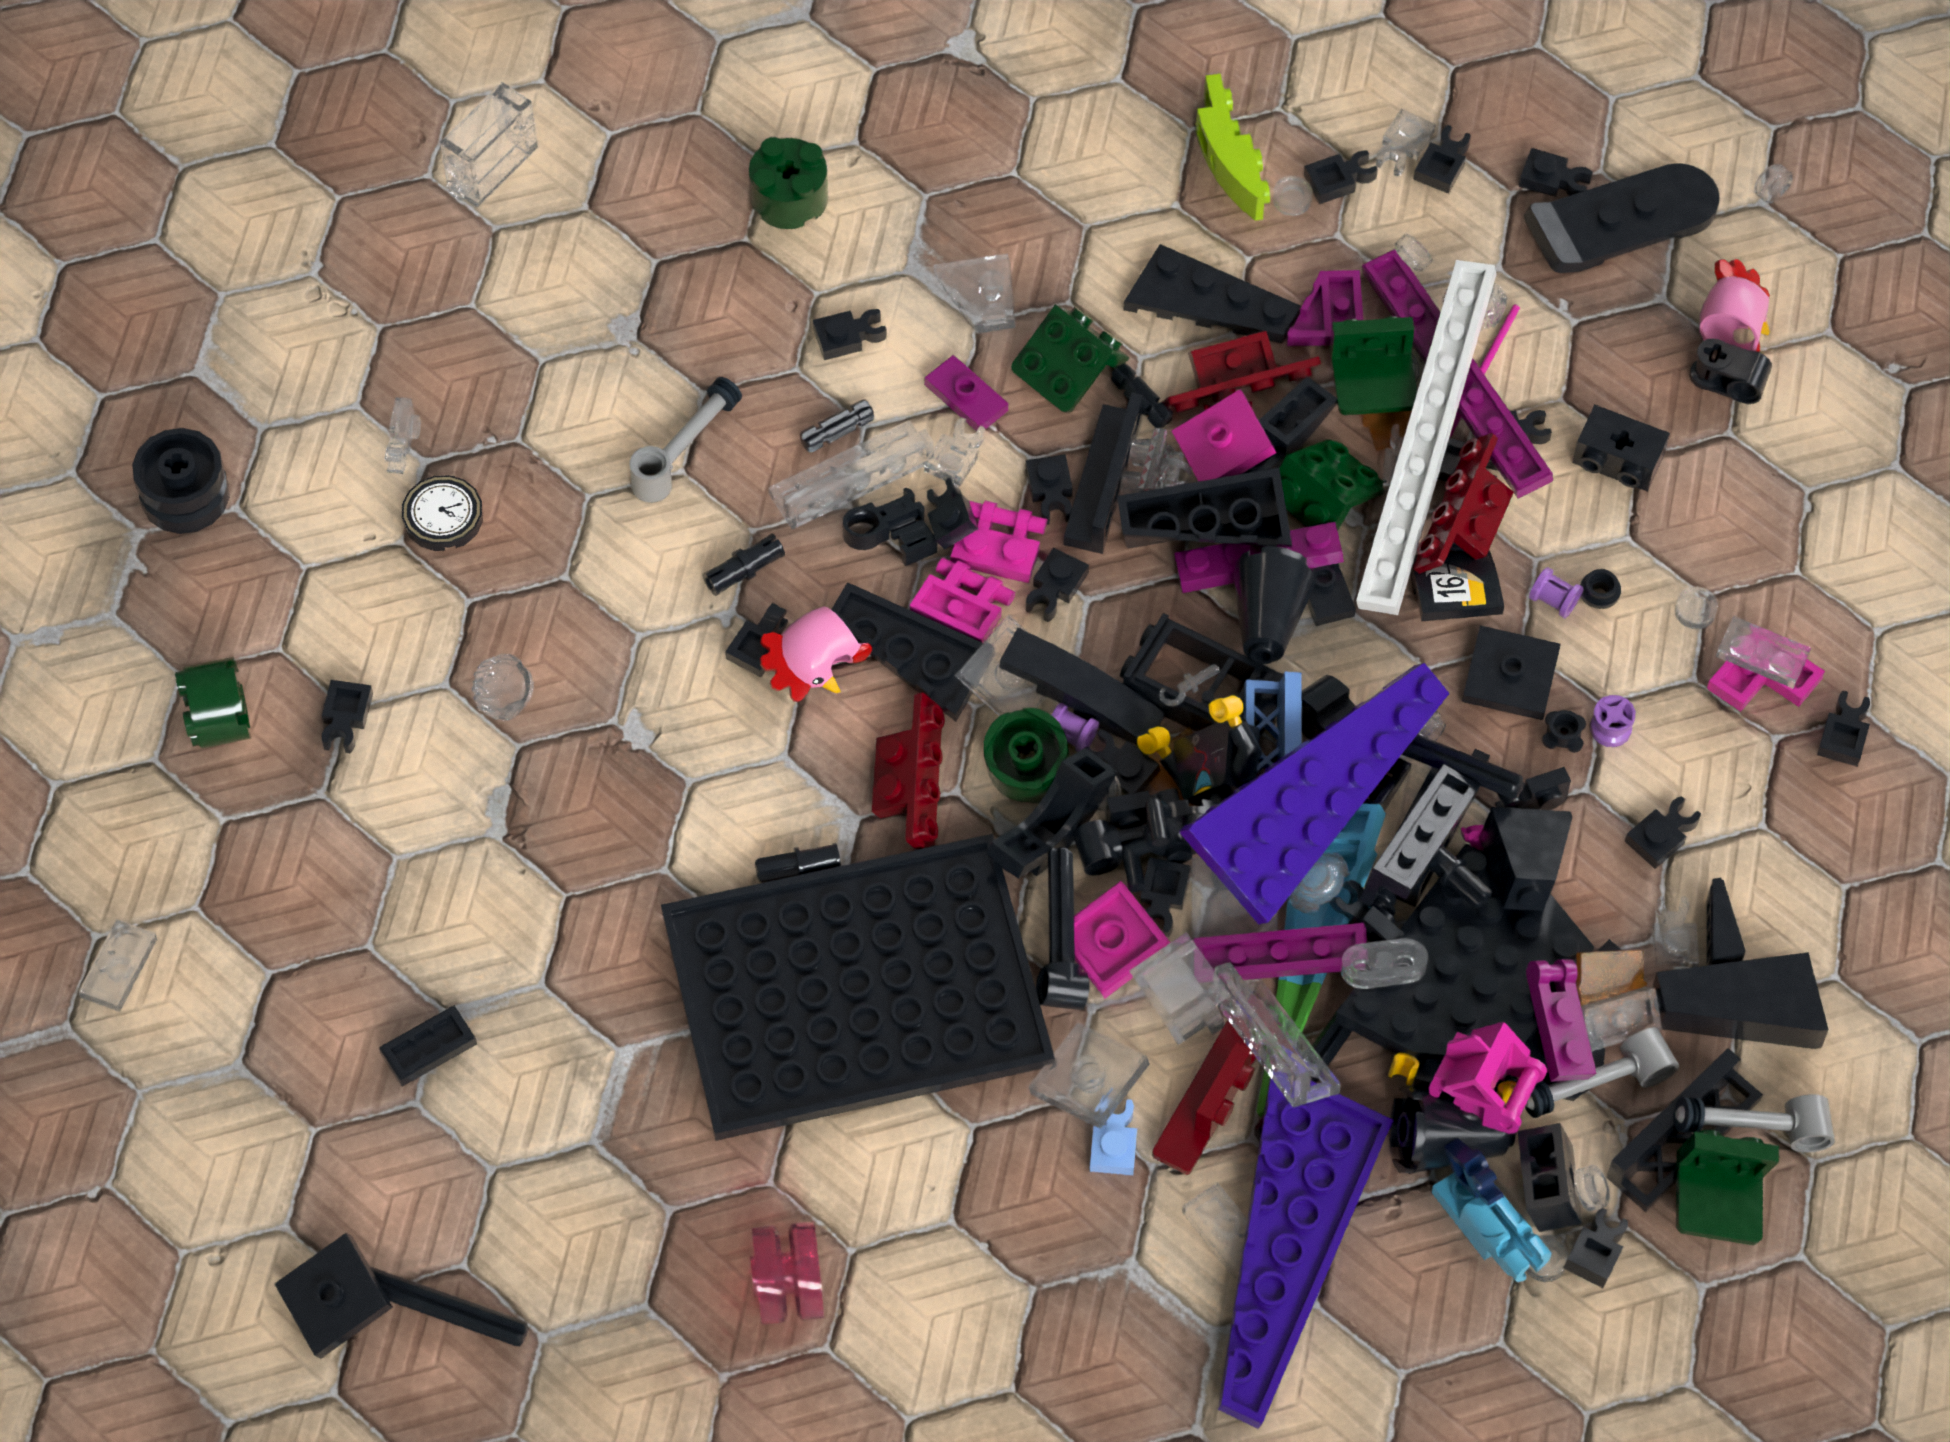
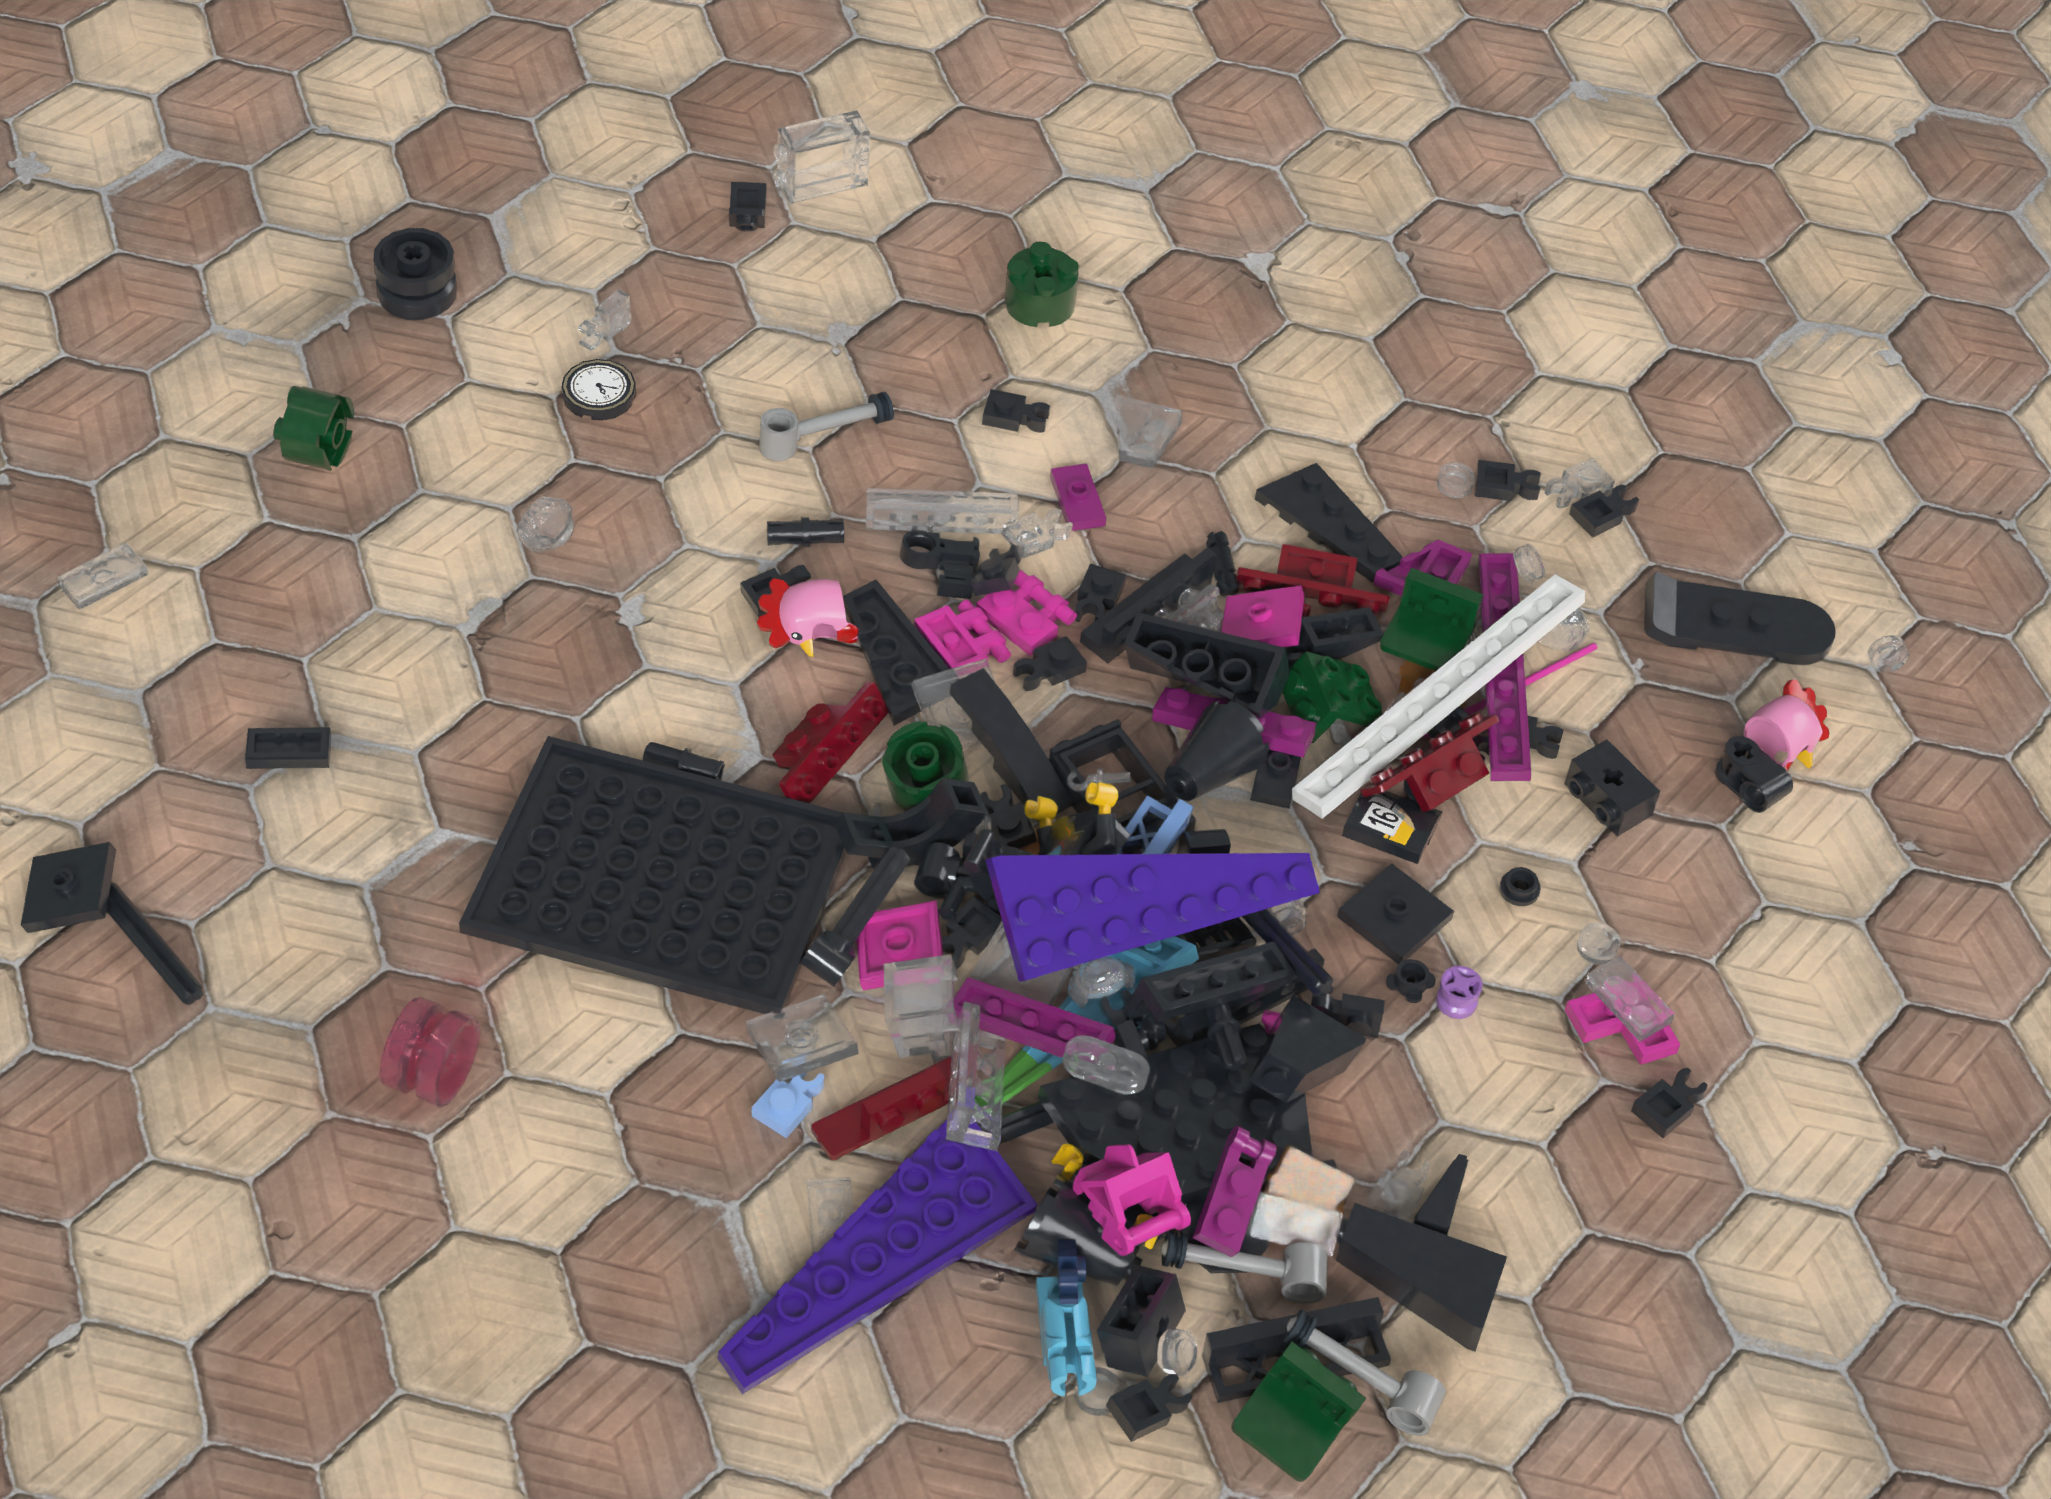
camera: 25 degrees right, 10 degrees down
(344, 709) = (414, 484): black plate -> none
(446, 234) = (747, 205): none -> black bracket
(837, 426) = (955, 471): black axle -> none
(1066, 357) = (1179, 504): dark green bracket -> none
(1077, 729) = (984, 772): medium lavender bush -> none
(1228, 153) = (1424, 421): lime slope -> none
(1549, 173) = (1692, 560): black plate -> none
(1556, 592) = (1477, 869): medium lavender bush -> none
(1661, 835) = (1442, 1105): black plate -> none

